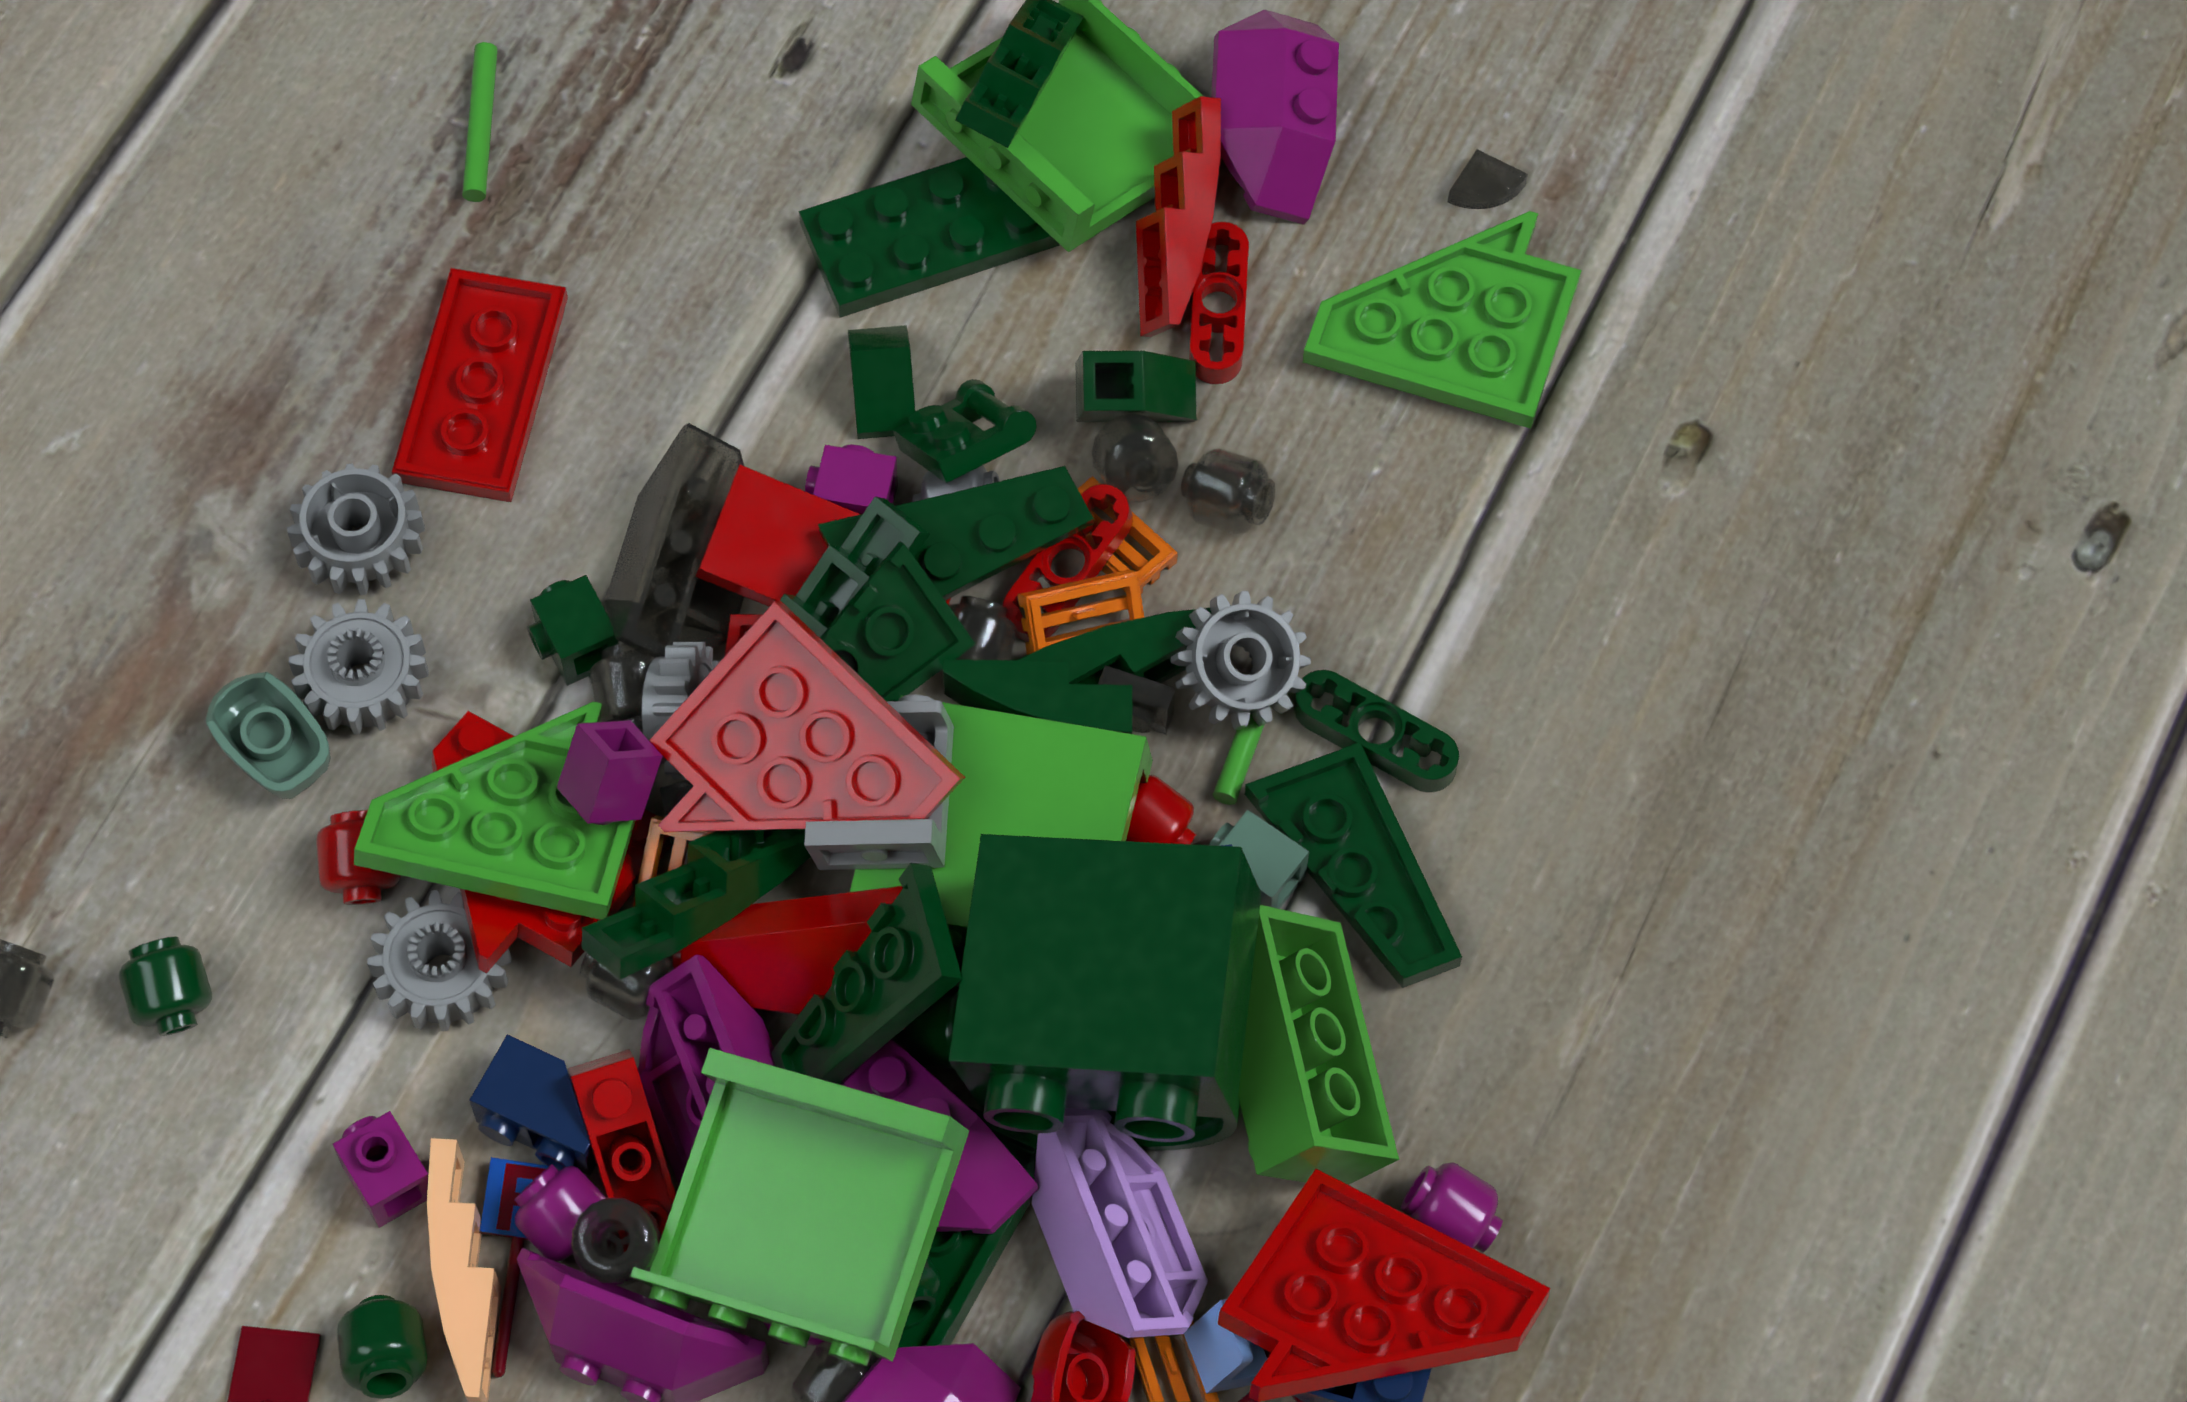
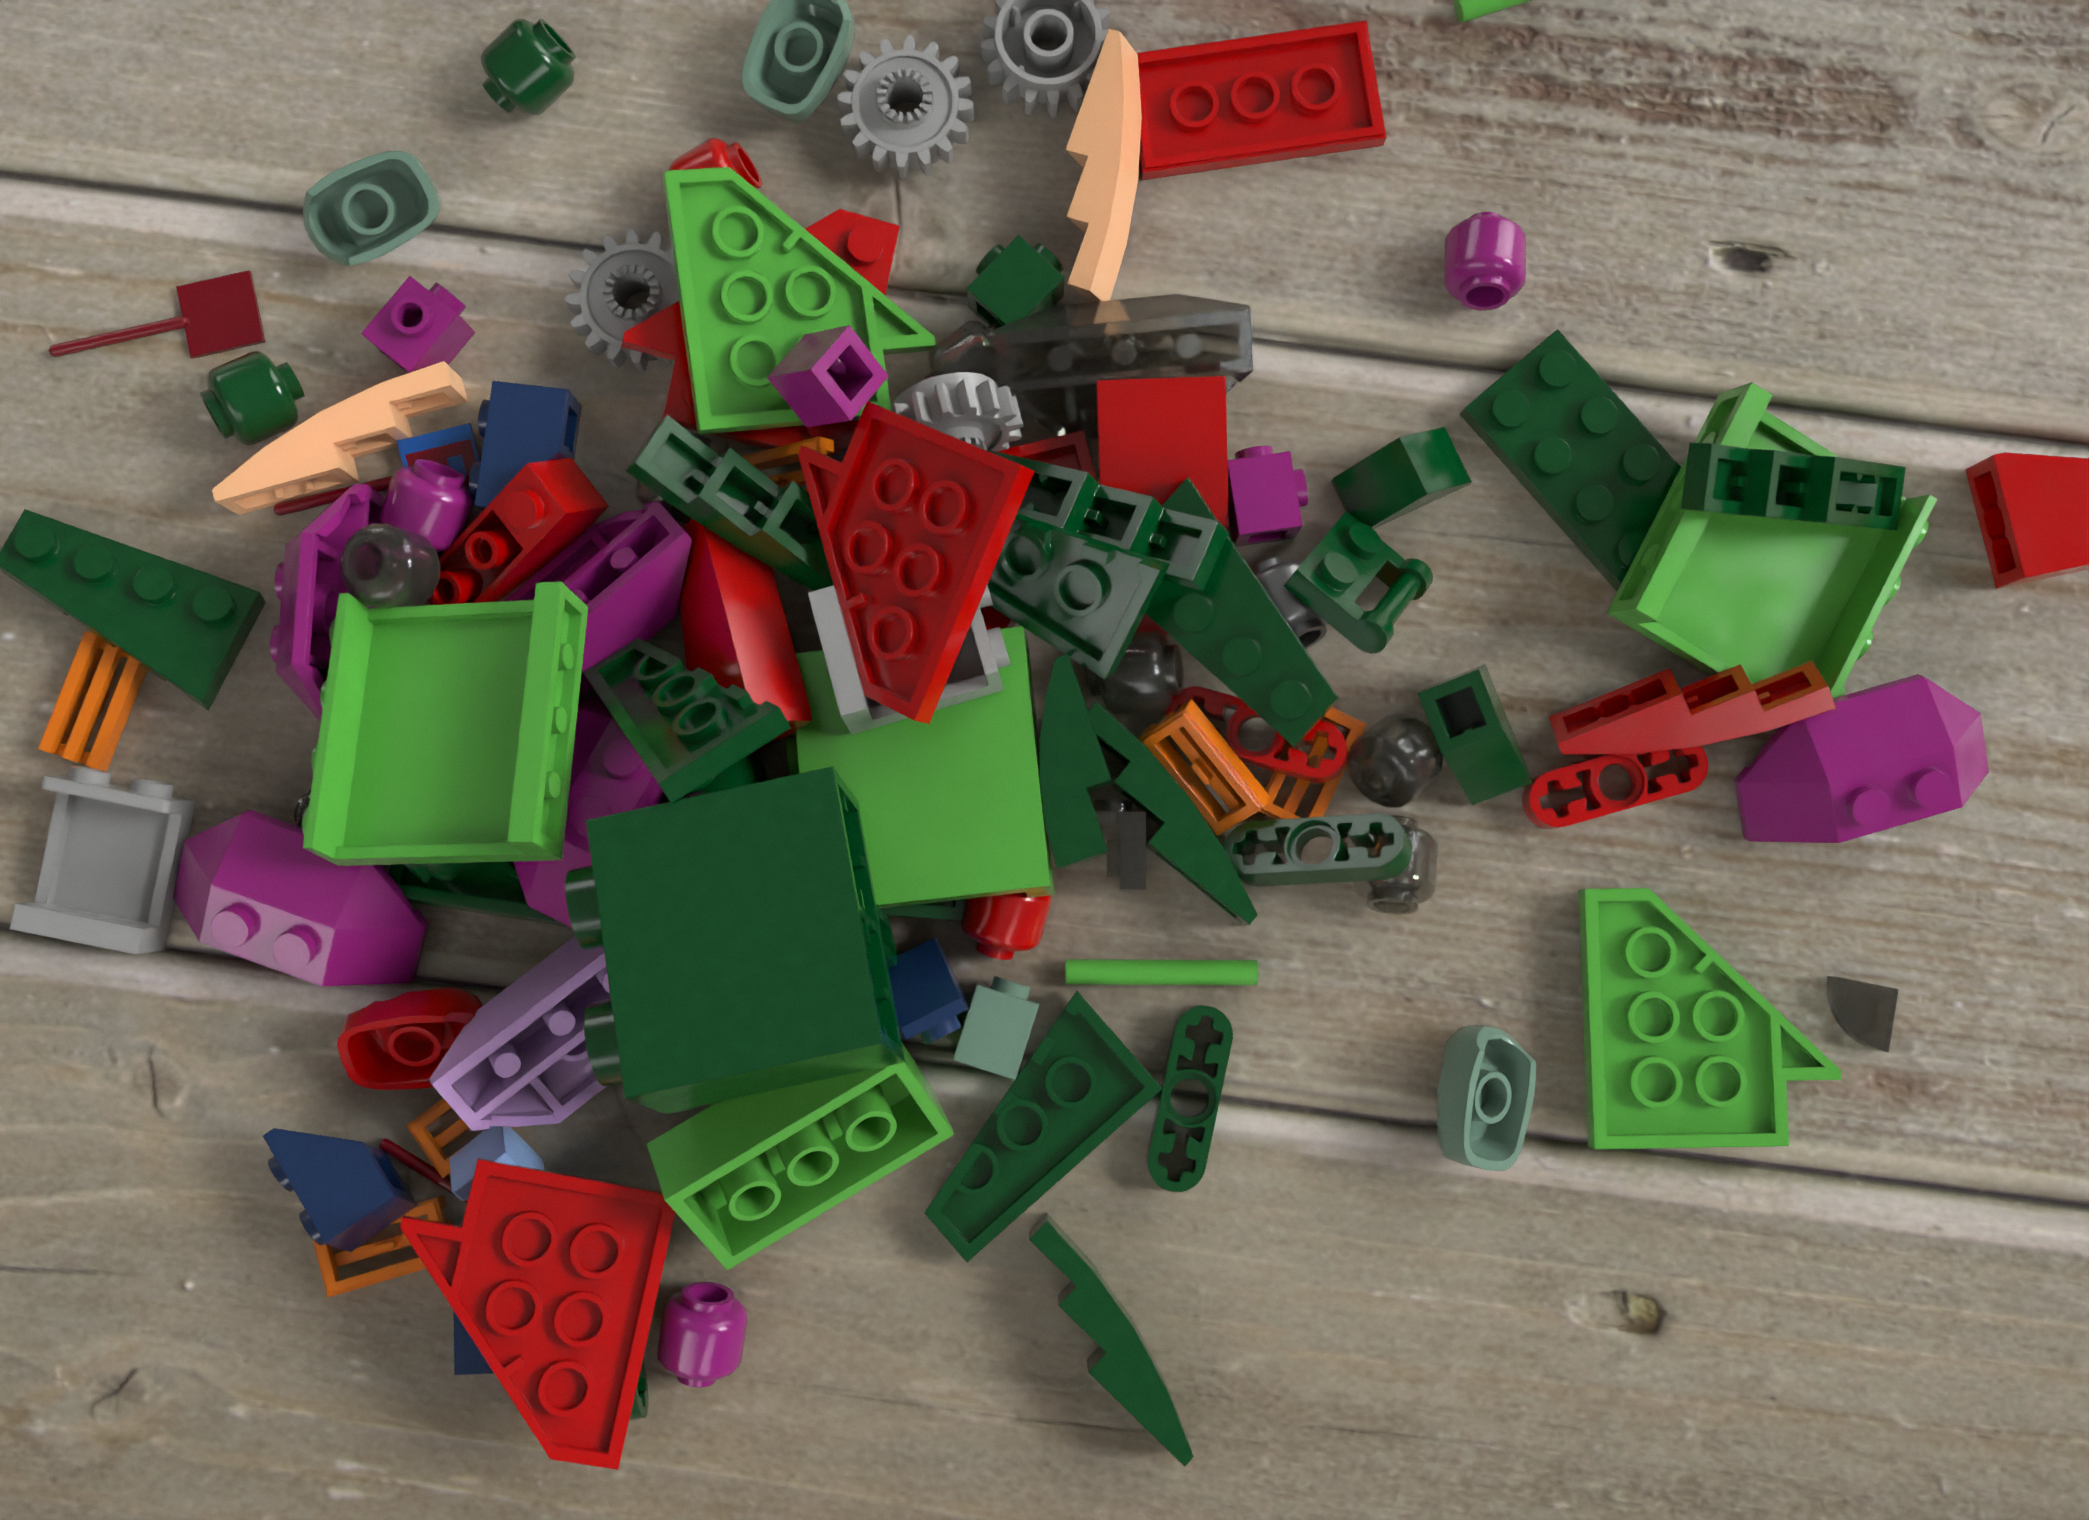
camera: 70 degrees right, 20 degrees up
(245, 1168) = (370, 207): none -> sand green piece
(482, 506) = (1109, 150): none -> light nougat slope
(714, 245) = (1485, 261): none -> magenta head
(1178, 519) = (1293, 834): none -> dark green beam
(1269, 644) = (1221, 918): light grey gear -> none
(1458, 488) = (1484, 1098): none -> sand green piece
(1590, 852) = (1122, 1359): none -> dark green slope

